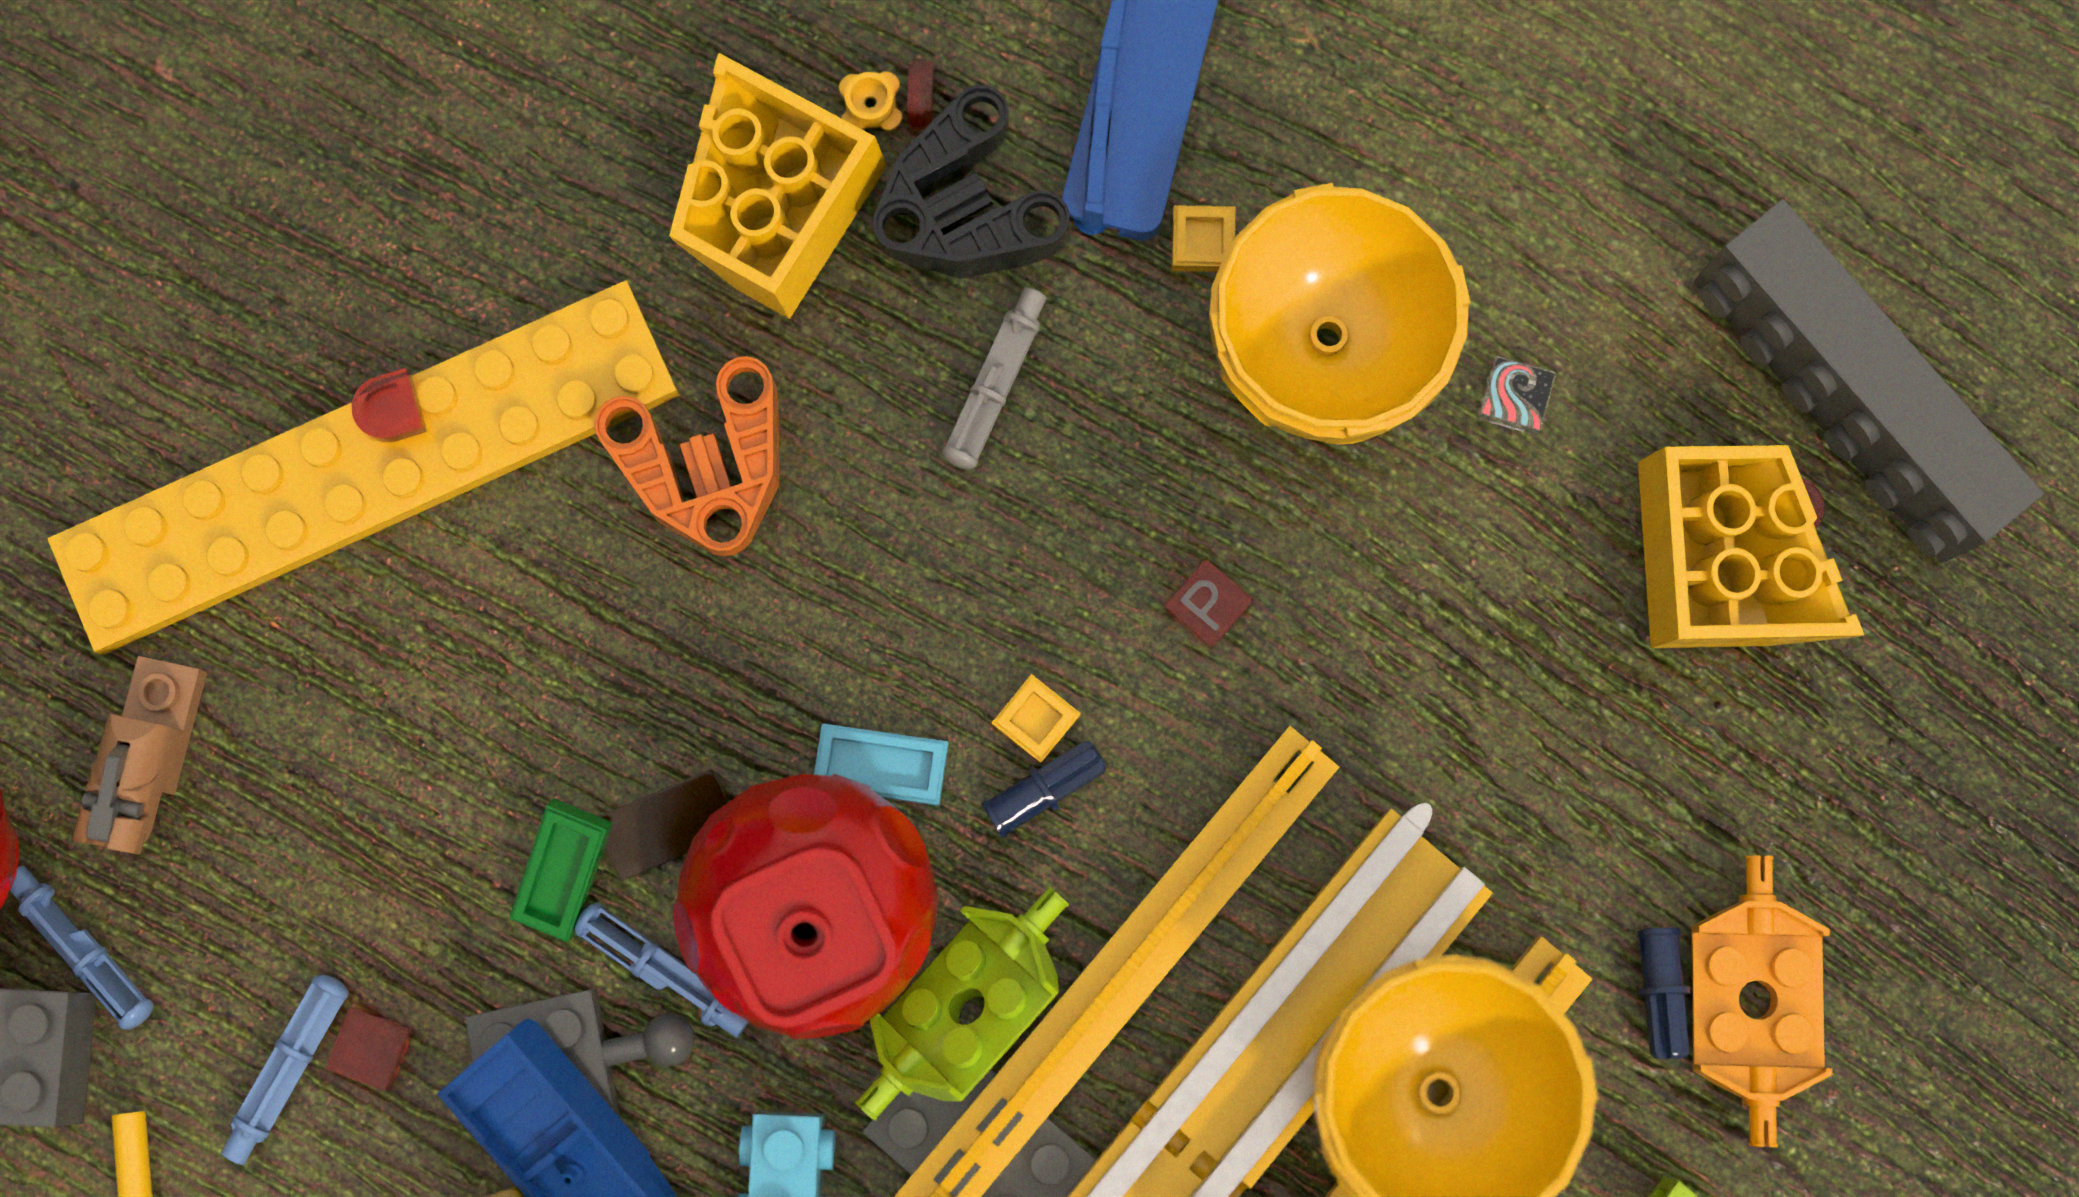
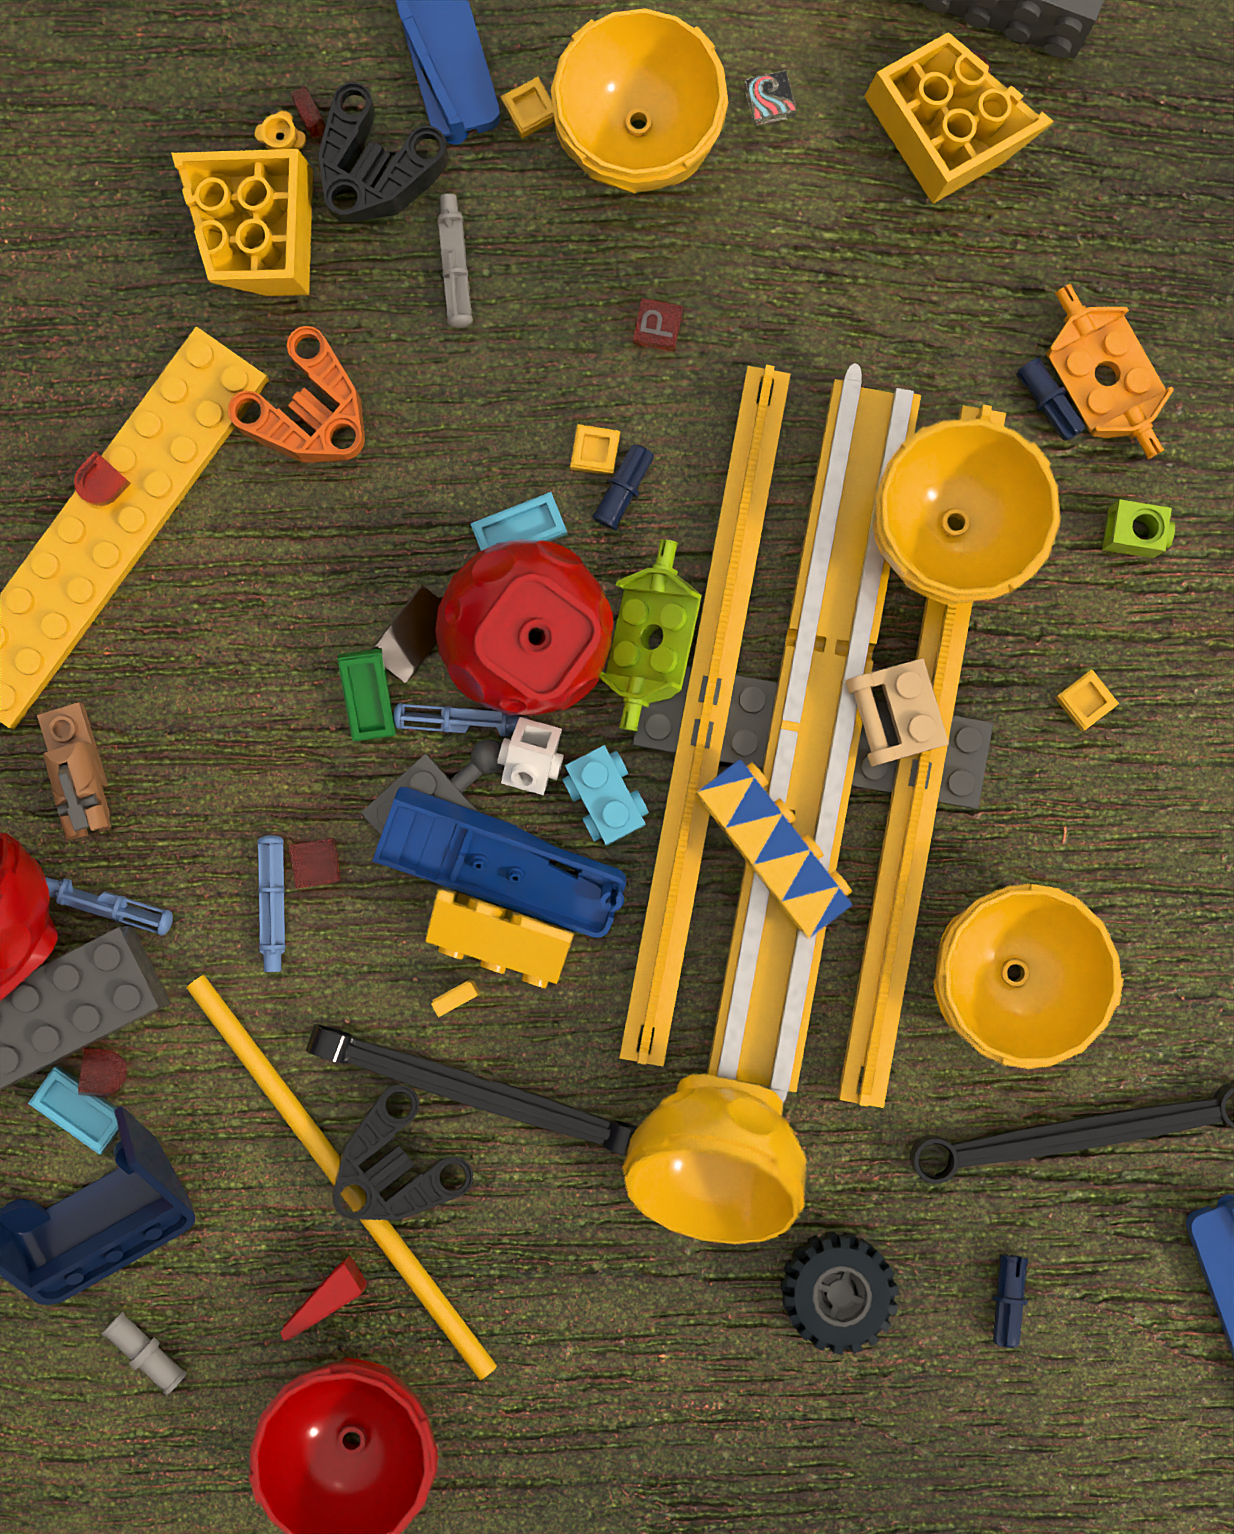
camera: 30 degrees left, 5 degrees up
(720, 1074) = (529, 765): none -> white brick

